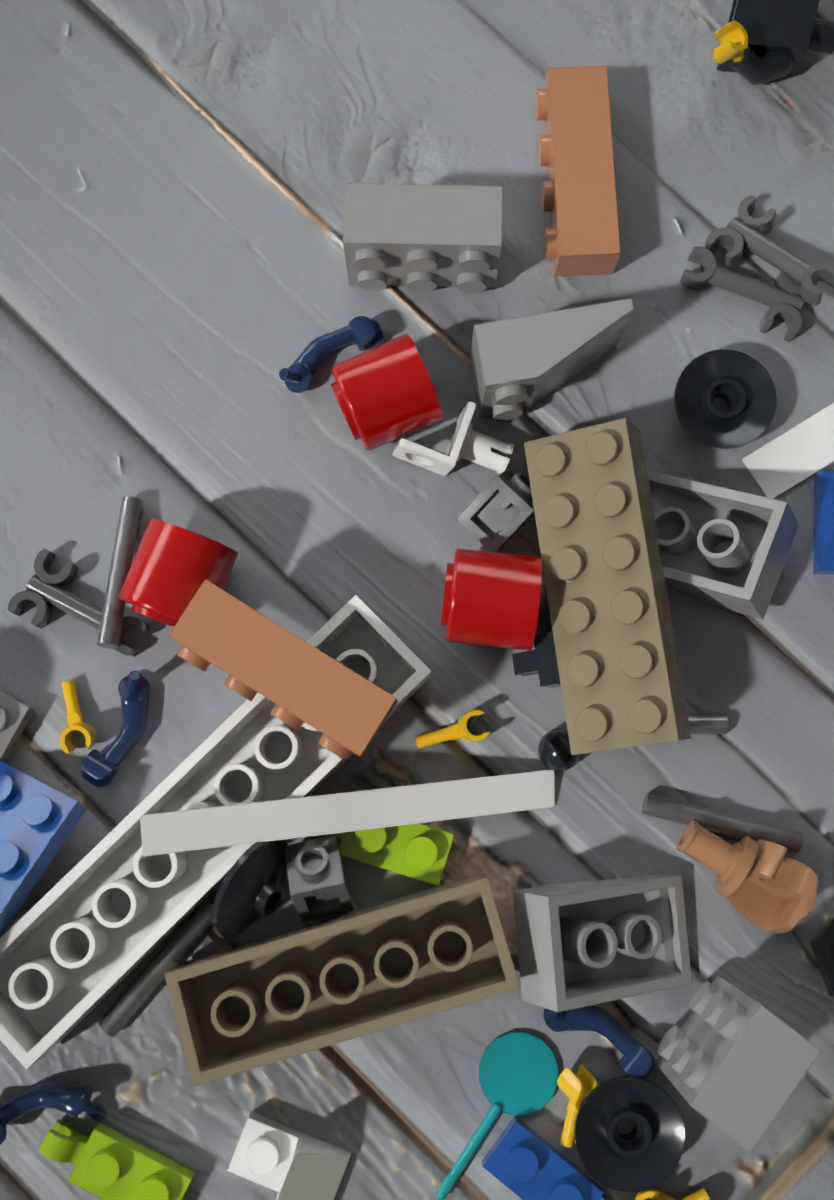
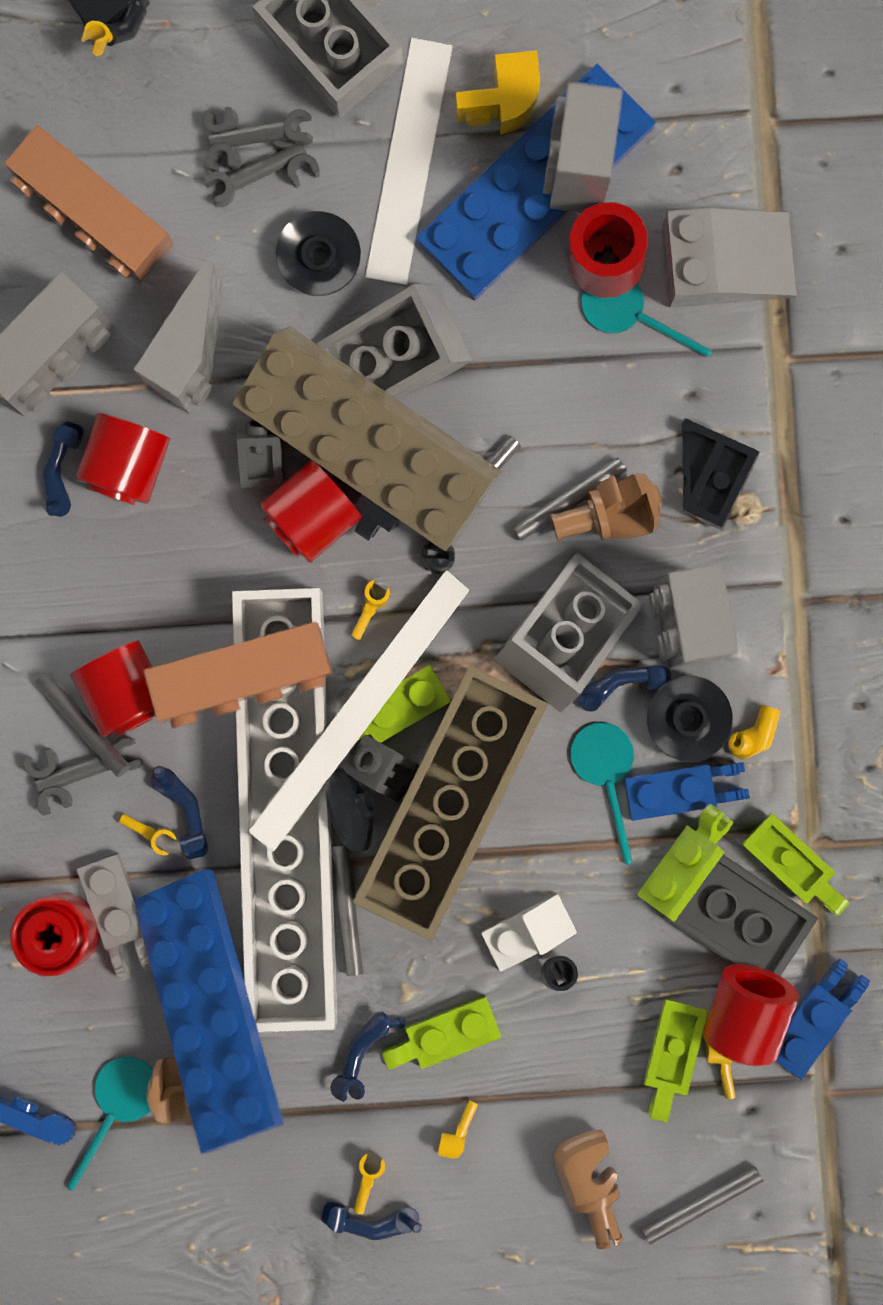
camera: 50 degrees left, 5 degrees up
(463, 444) = (197, 440): white bracket -> none
(576, 1089) = (638, 727): yellow hand -> none

